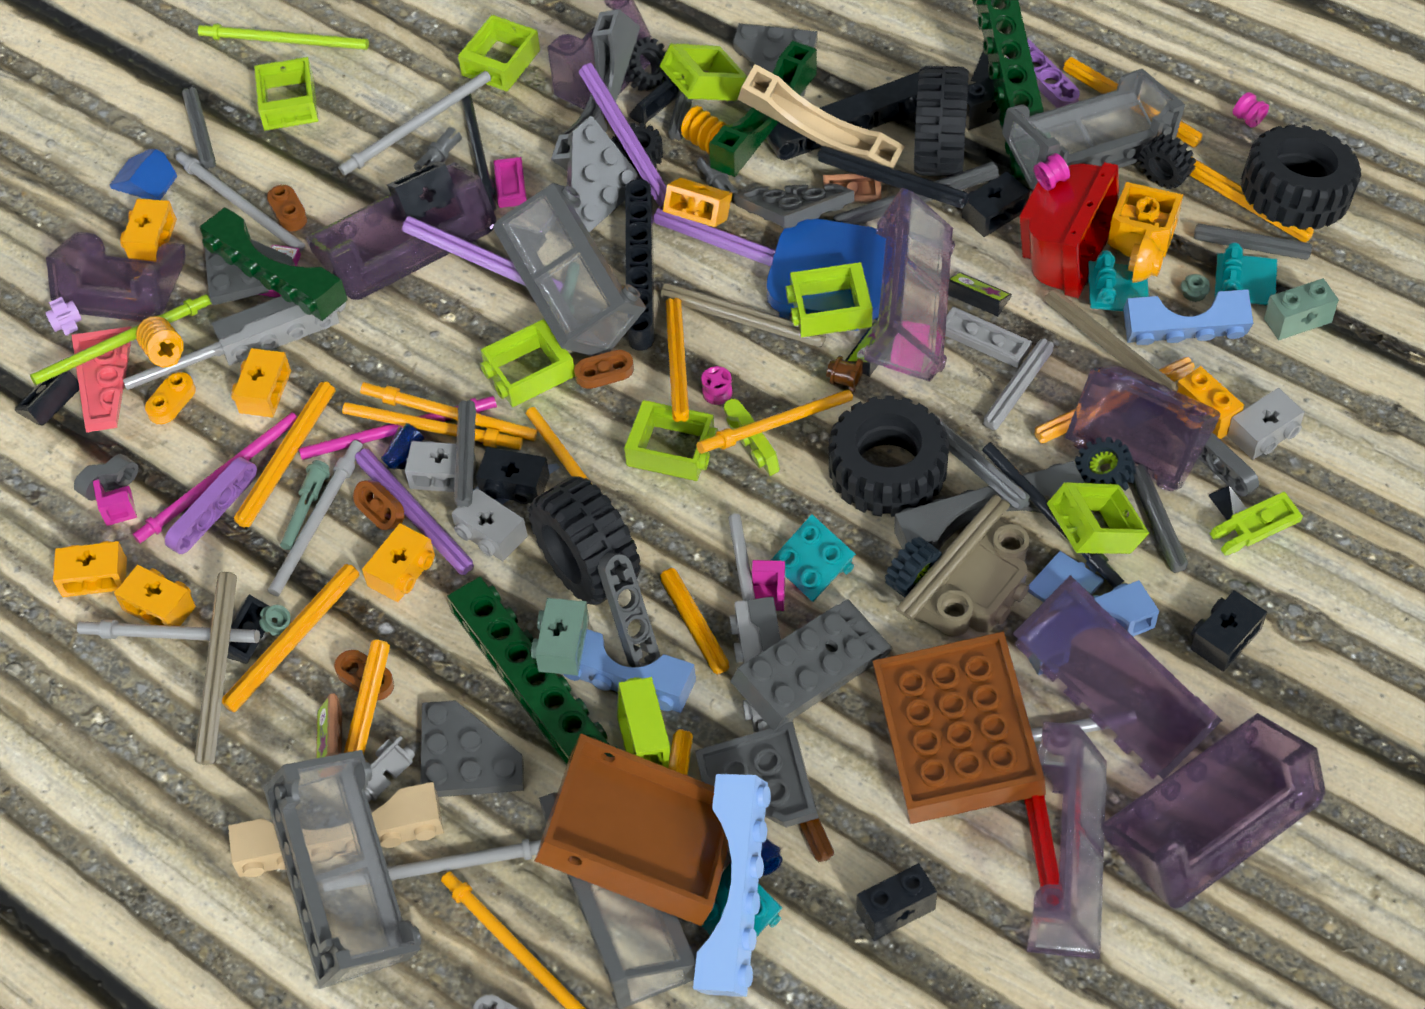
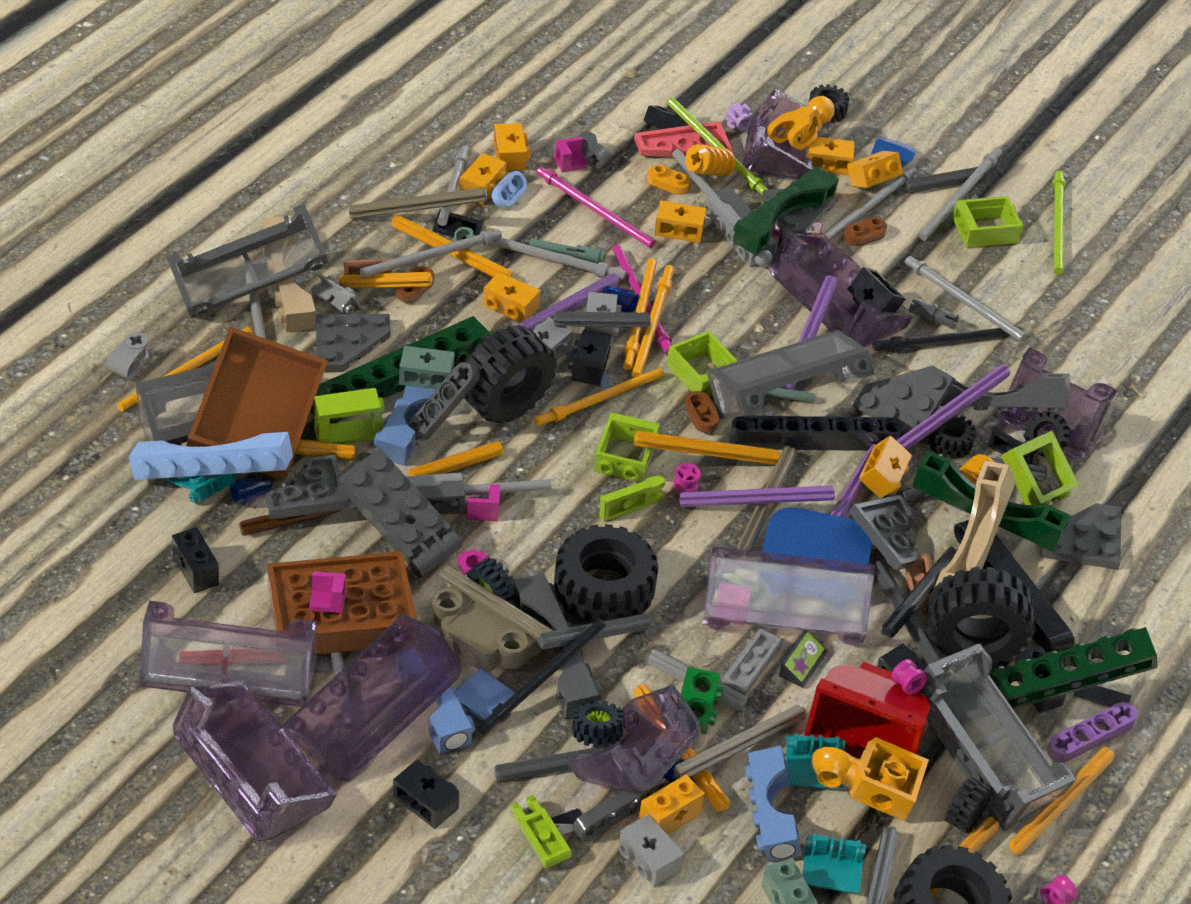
camera: 80 degrees right, 10 degrees down
(38, 218) = (837, 96): none -> black tyre
(102, 241) = (802, 123): none -> light orange piece
(180, 569) = (509, 189): none -> light blue plate
(182, 80) = (989, 160): none -> light grey bar
(186, 185) = (875, 169): none -> light orange brick
(210, 505) = (589, 213): medium lavender beam -> none
(284, 455) = (614, 238): light orange axle -> none
(285, 591) = (484, 238): none -> light grey bar
(383, 509) = (571, 283): dark orange plate -> none
(503, 76) = (1061, 335): lime window -> none
(510, 182) = (906, 359): dark pink tile -> none
(728, 437) = (613, 464): light orange bar -> none
(751, 317) = (757, 496): none -> medium lavender axle
(814, 557) = (512, 533): teal hinge -> none
(829, 280) = (772, 517): lime window -> none
(845, 372) = (698, 560): reddish brown brick -> none
(872, 589) = (469, 559): none -> dark pink animal
(973, 724) = (328, 592): none -> dark pink panel
(1058, 374) = (702, 700): none -> green brick
(1073, 509) = (558, 697): lime window -> none
(1195, 287) = (814, 826): sand green plate -> none

